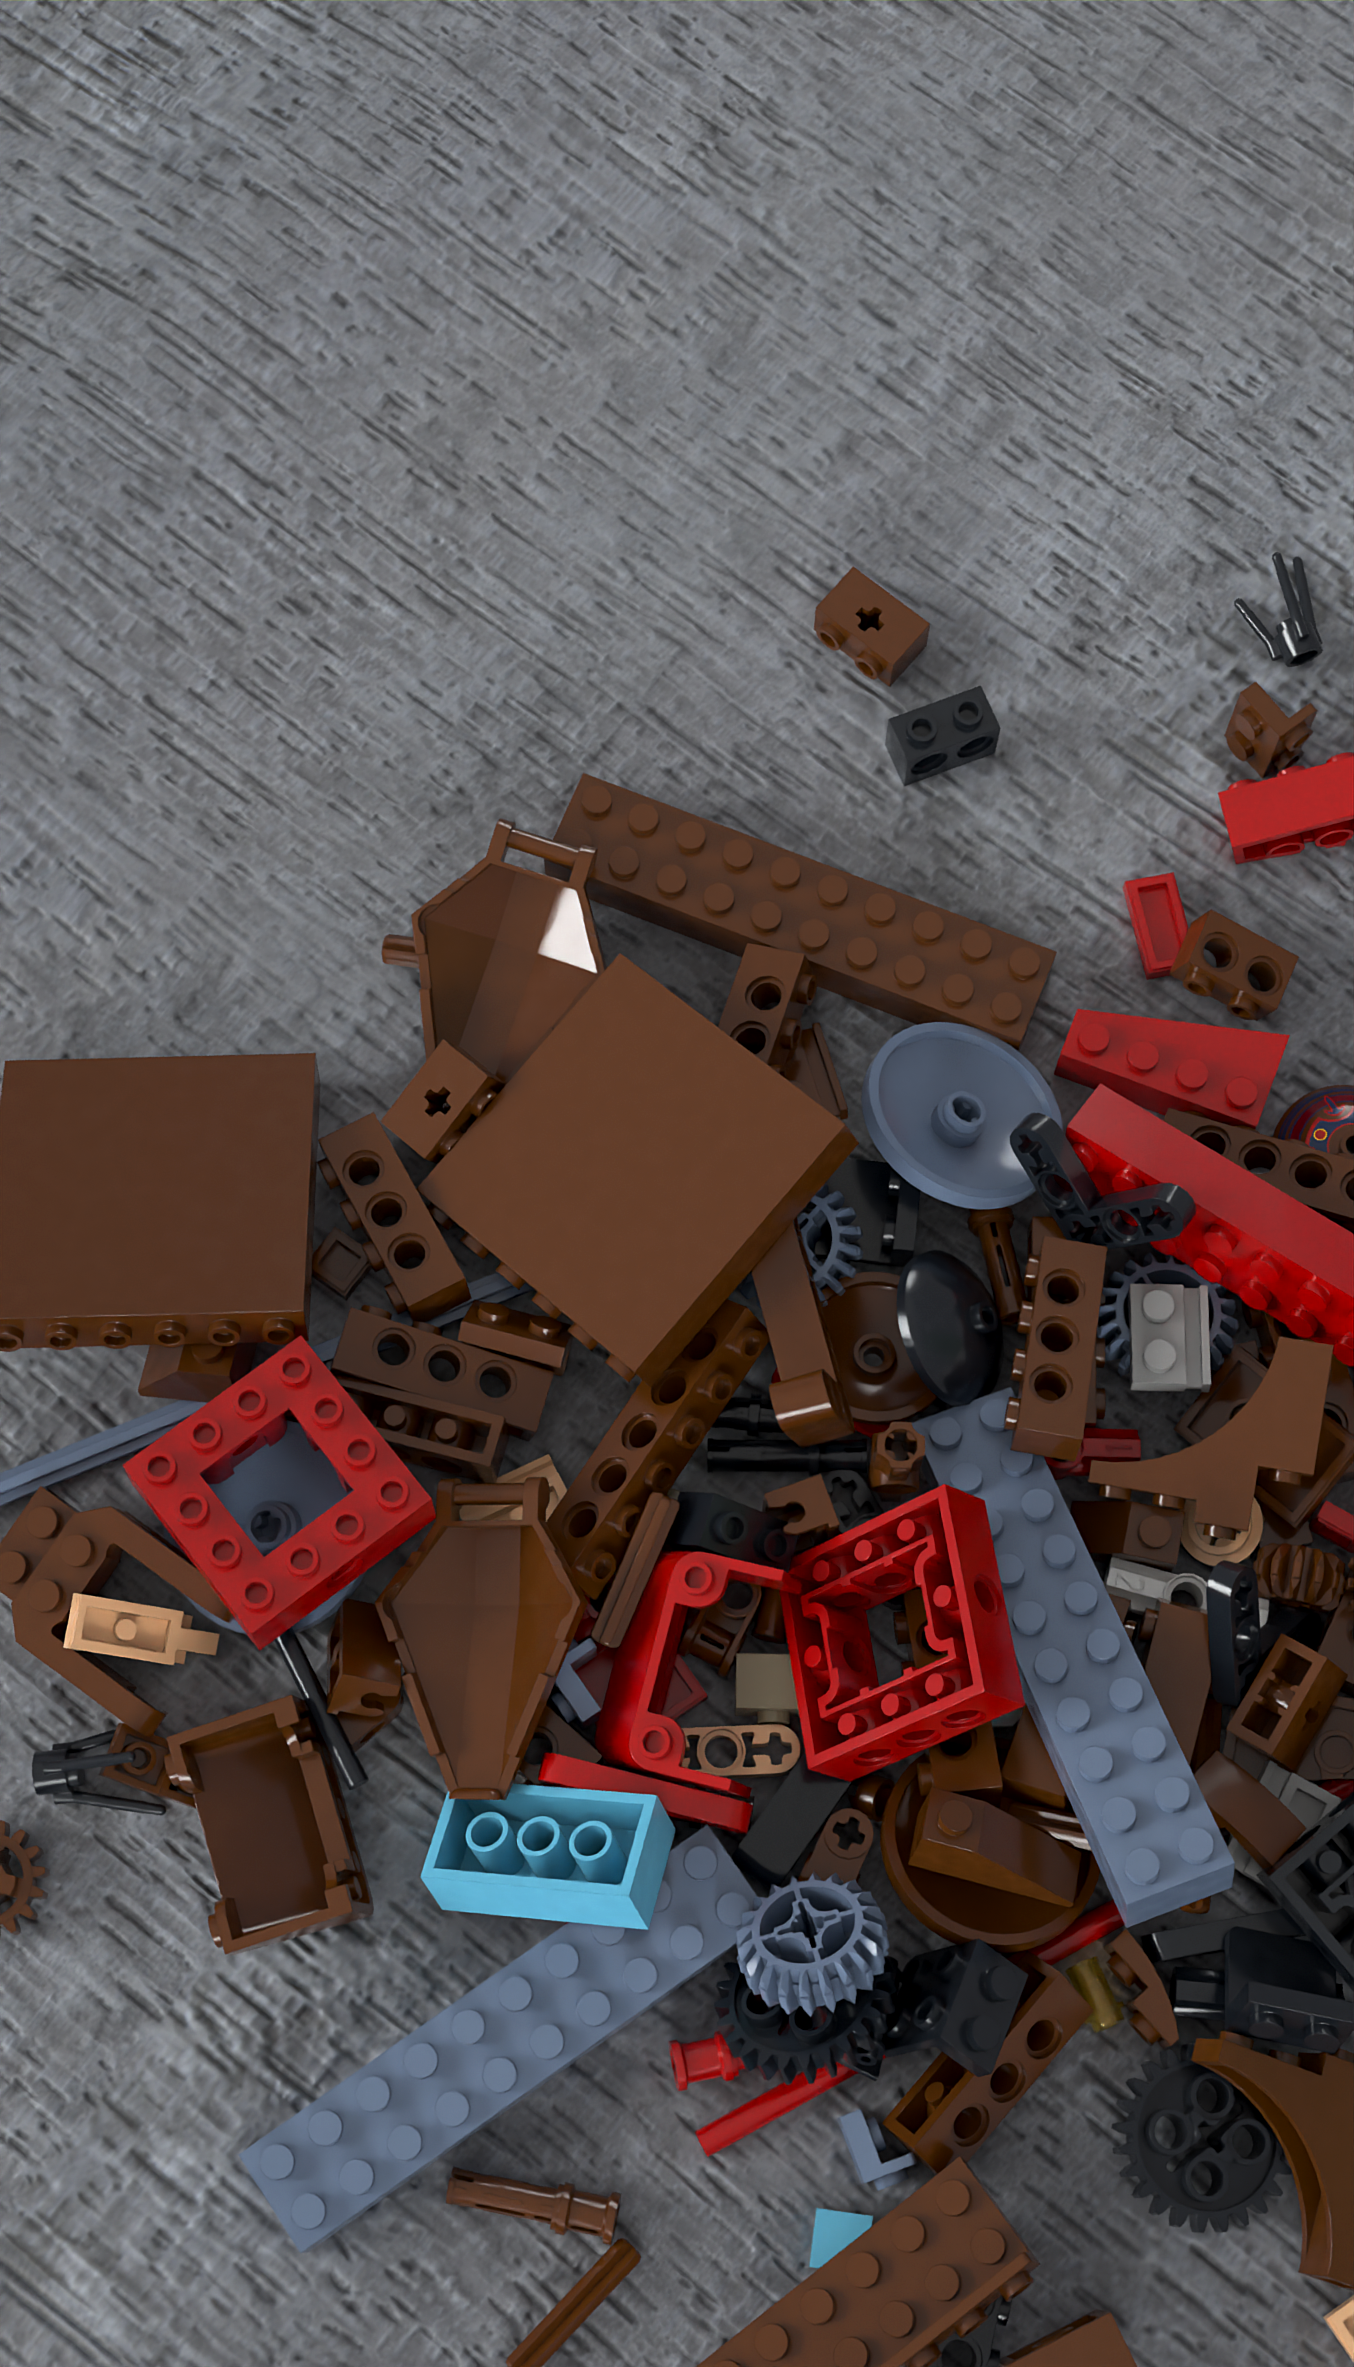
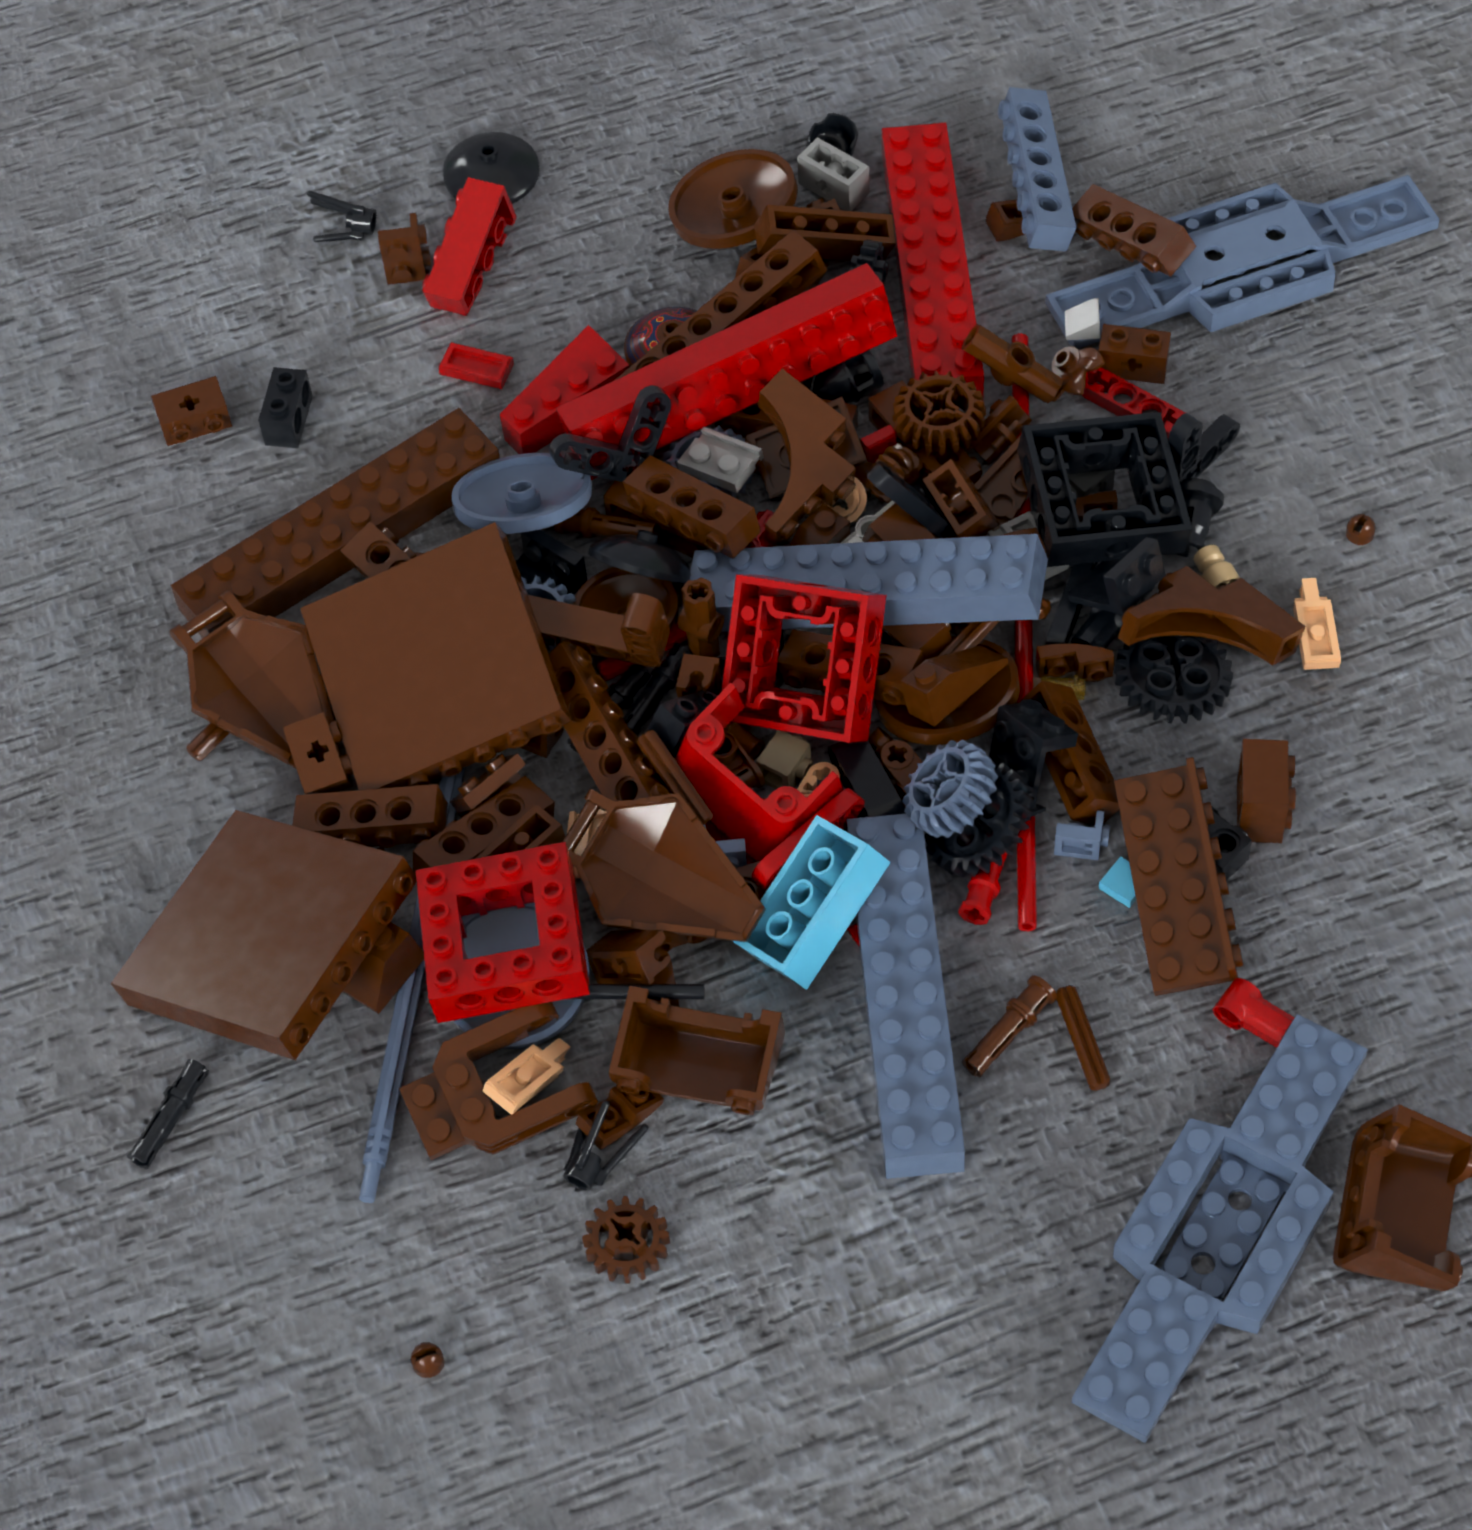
camera: 55 degrees left, 15 degrees down
(1236, 955) = (527, 336): reddish brown brick -> none

